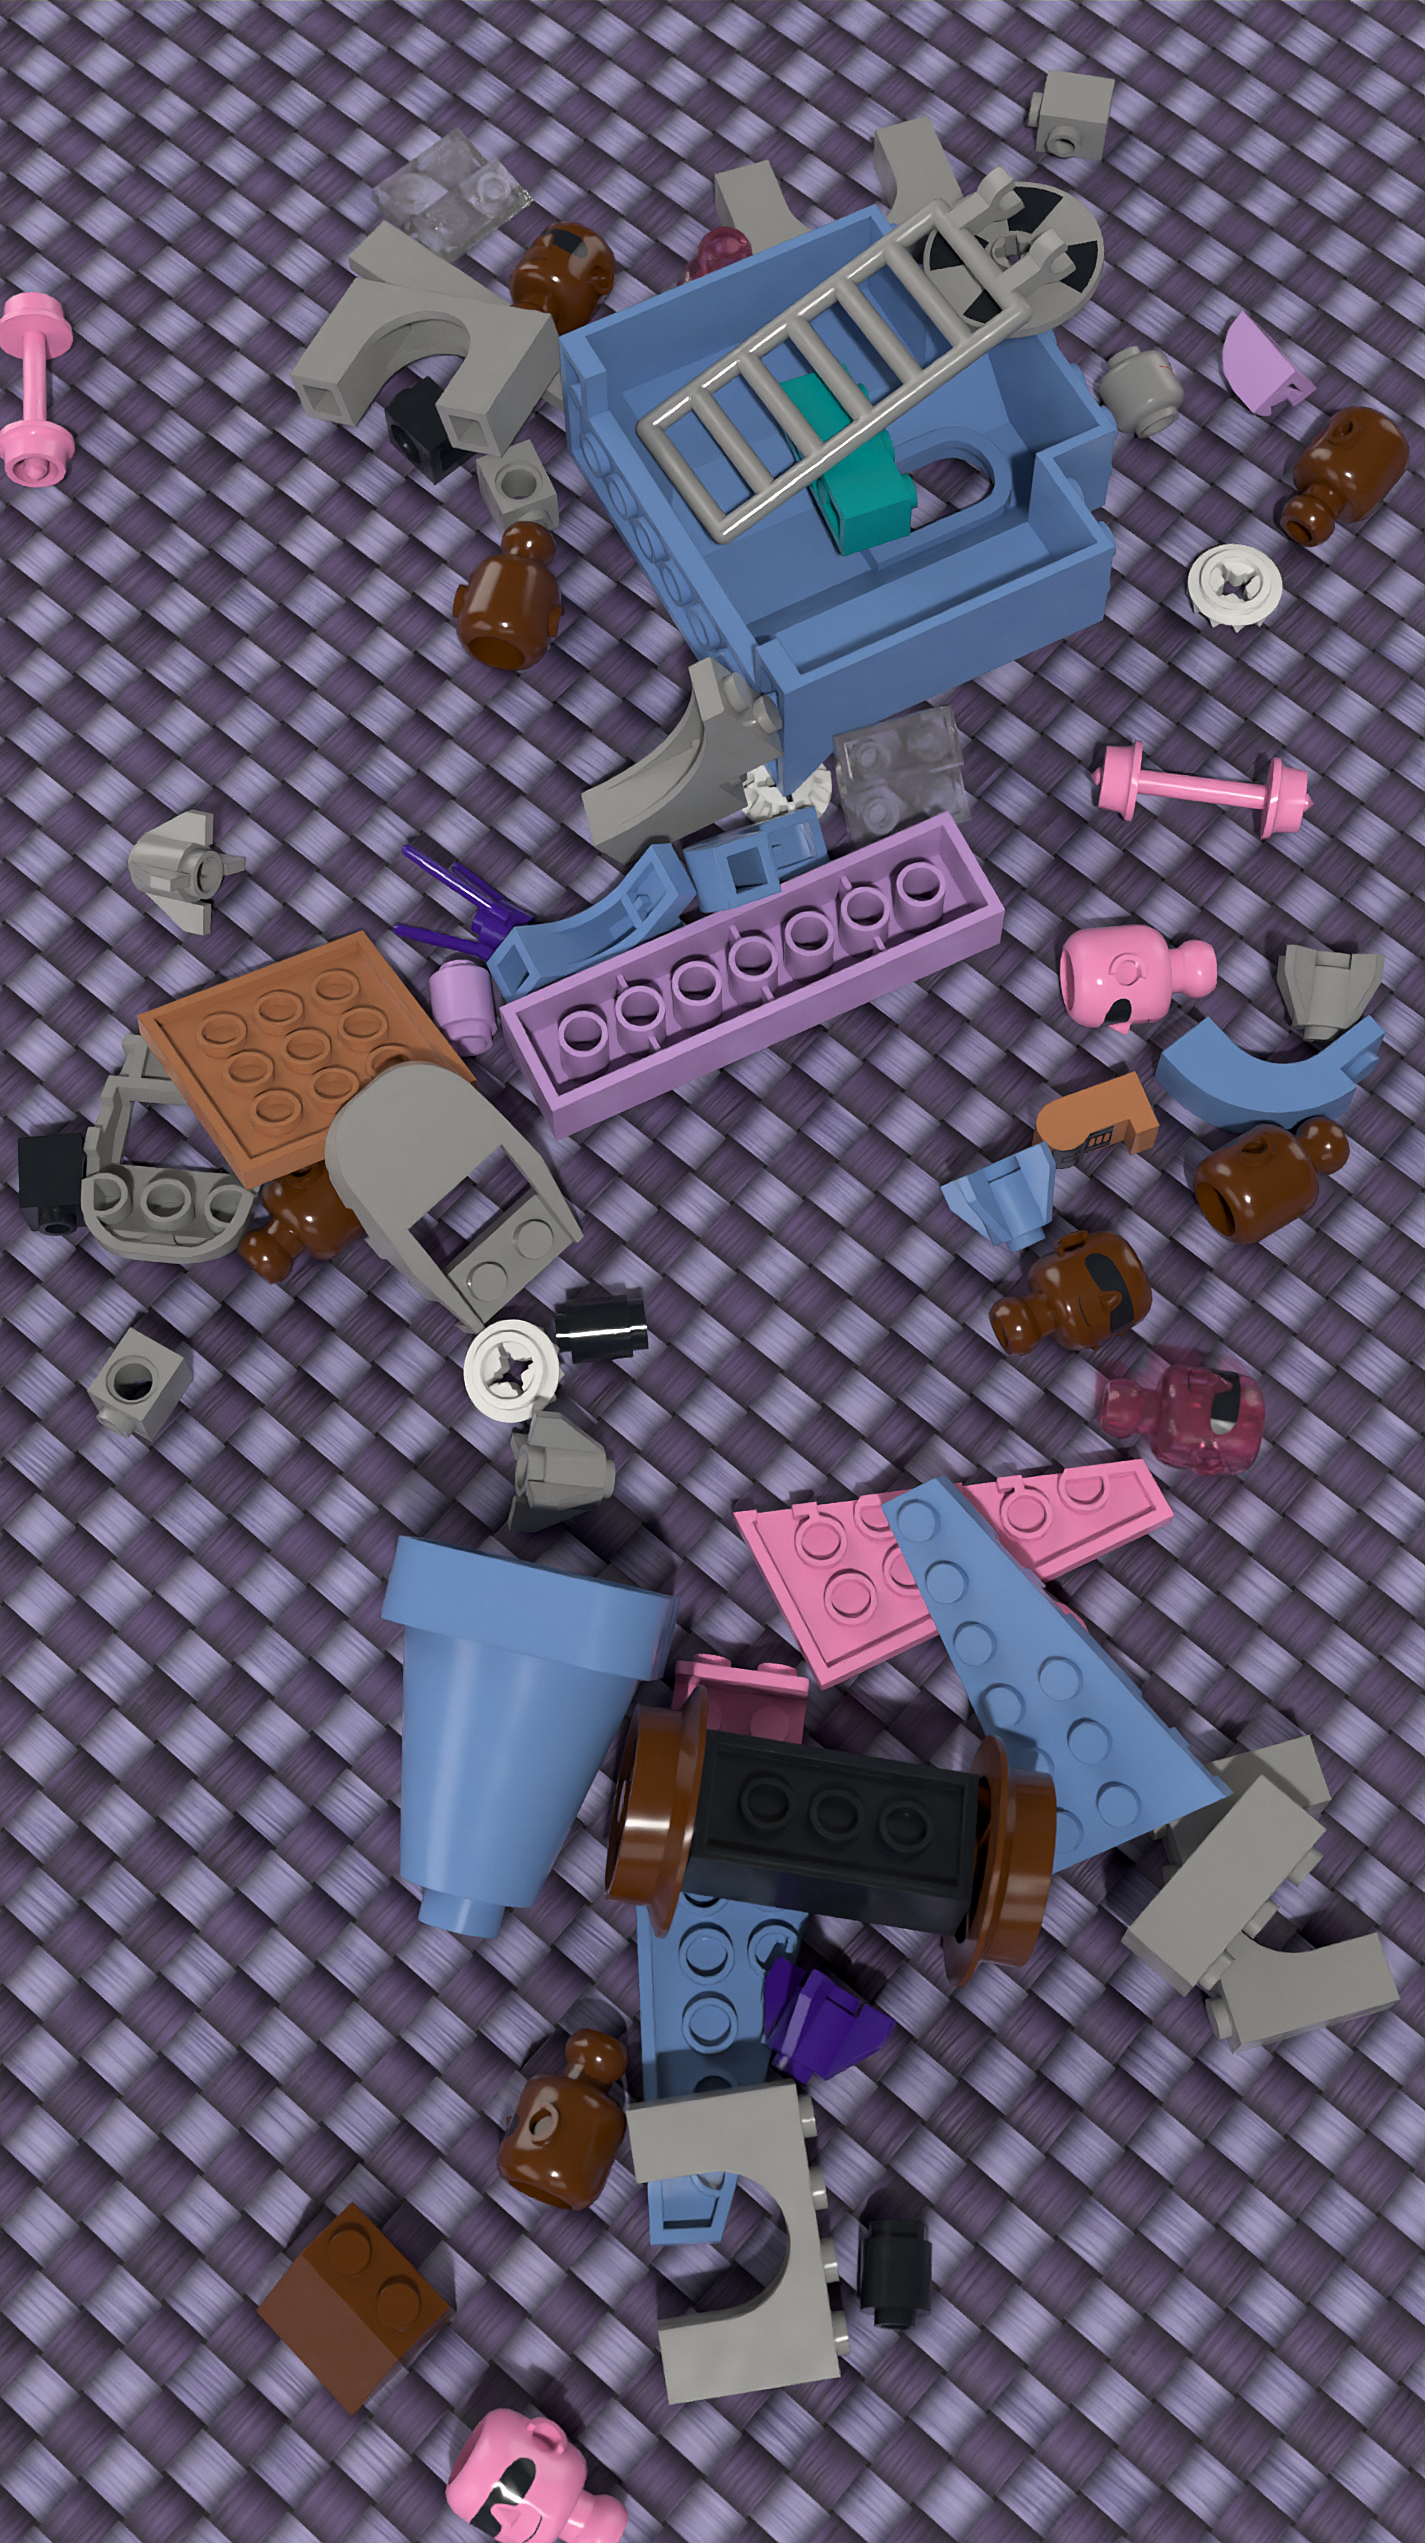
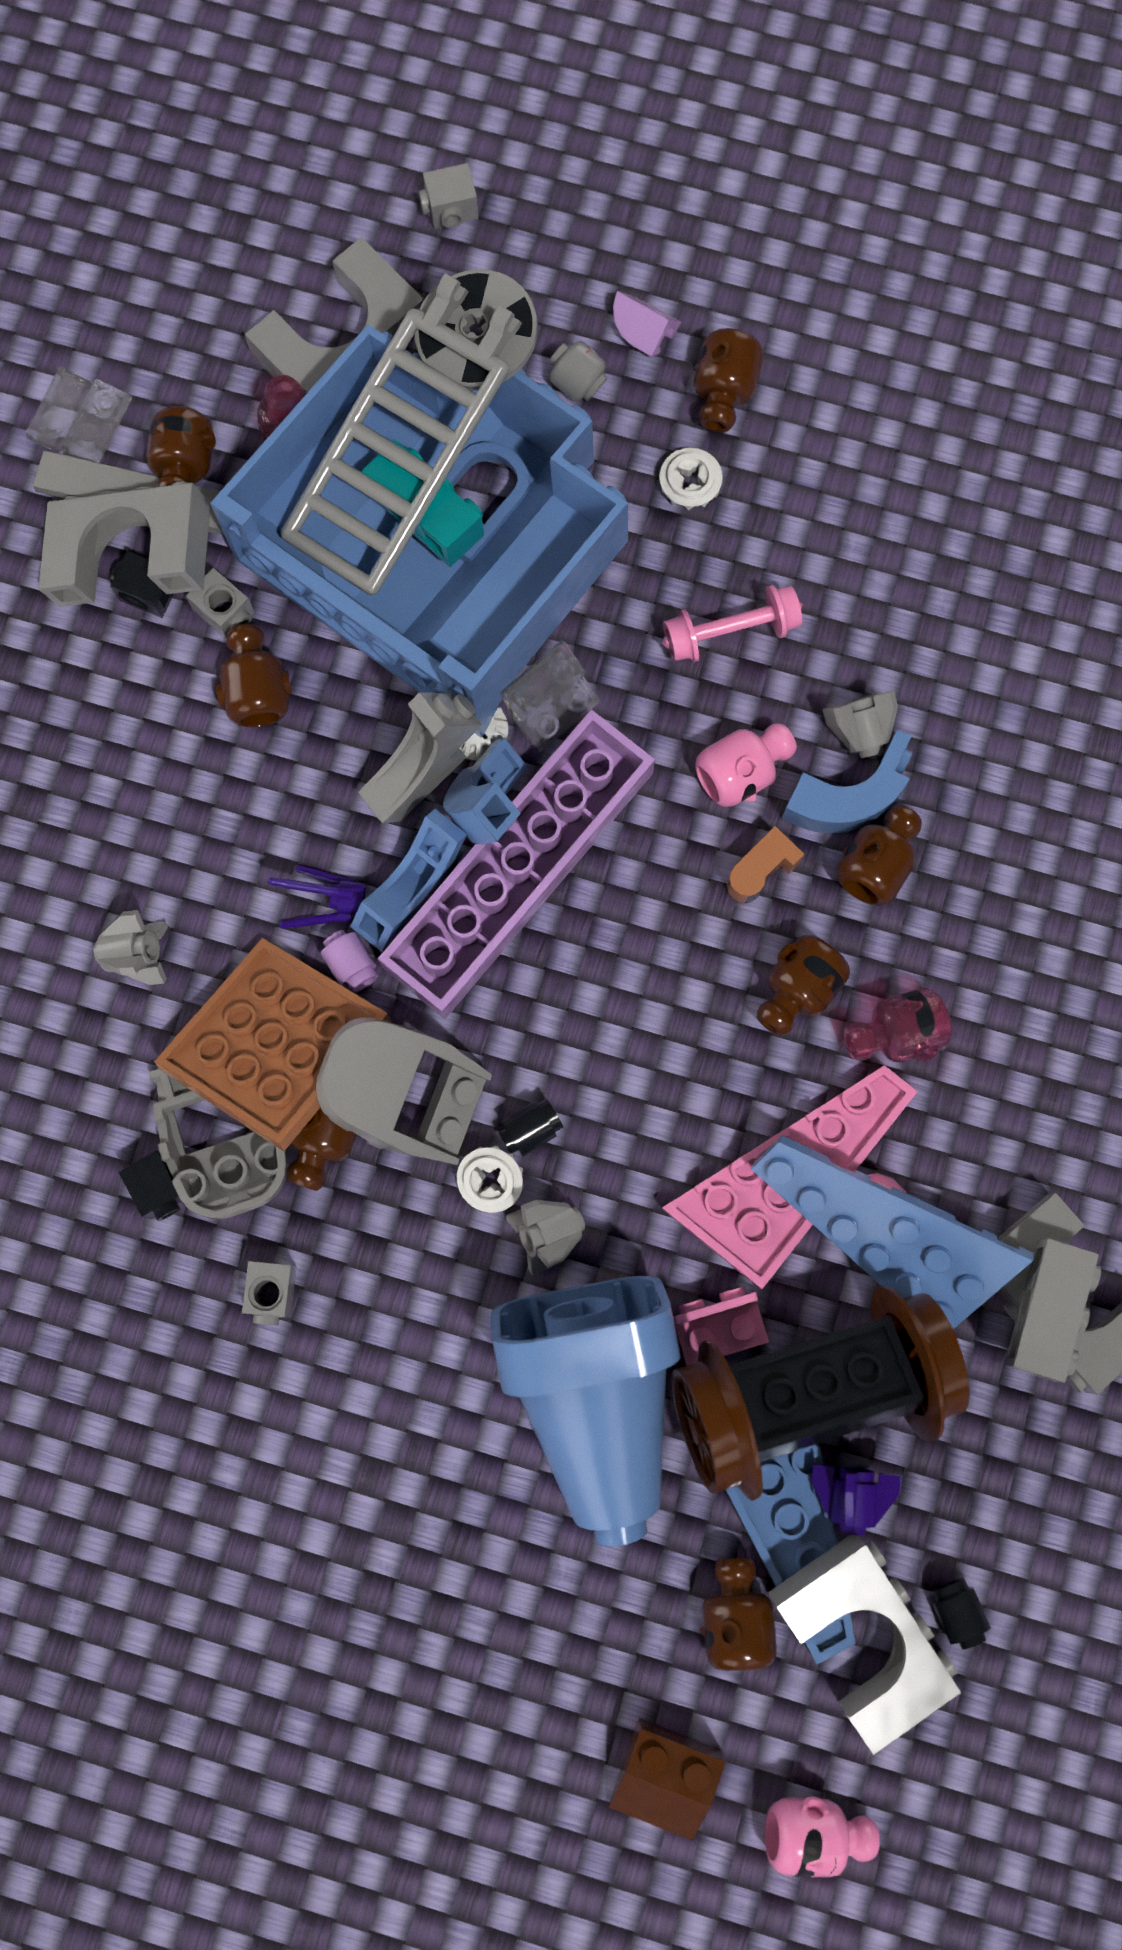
camera: 25 degrees left, 10 degrees up
(1008, 1197) = (733, 937): medium blue brick -> none

